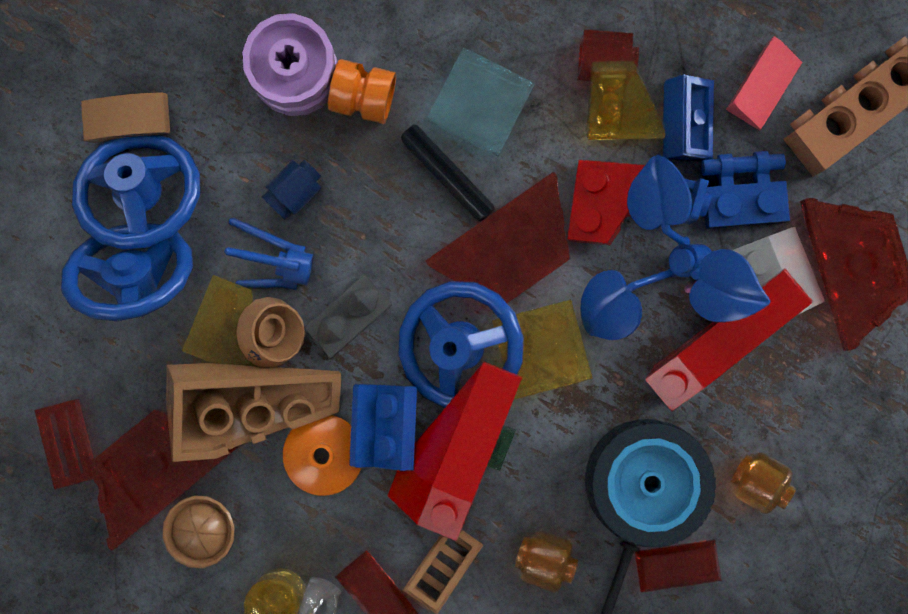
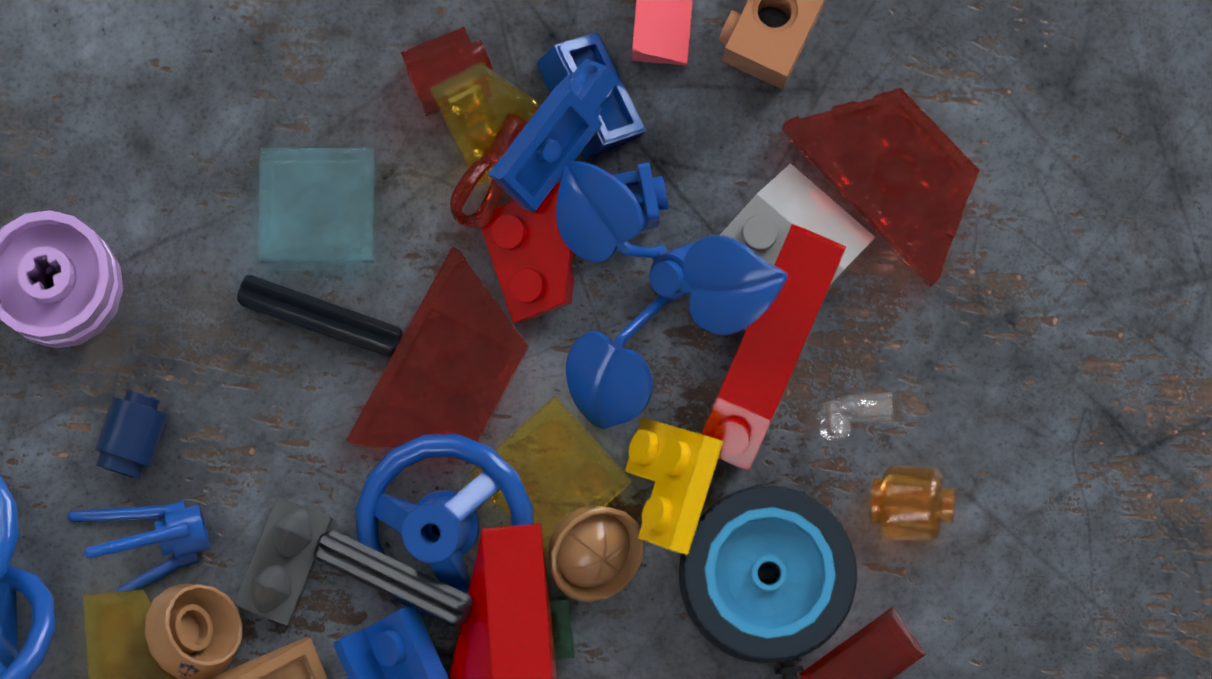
camera: 30 degrees left, 5 degrees down
(361, 91) = (158, 267): orange wheel -> none
(412, 364) = (393, 578): none -> black axle
(546, 411) = (595, 552): none -> medium nougat hat
(611, 127) = (506, 135): none -> clear red piece
(628, 394) = (682, 471): none -> yellow plate
(656, 132) = (554, 135): none -> blue hinge
(746, 203) = (715, 165): blue plate -> none
(746, 402) = (853, 408): none -> clear arm

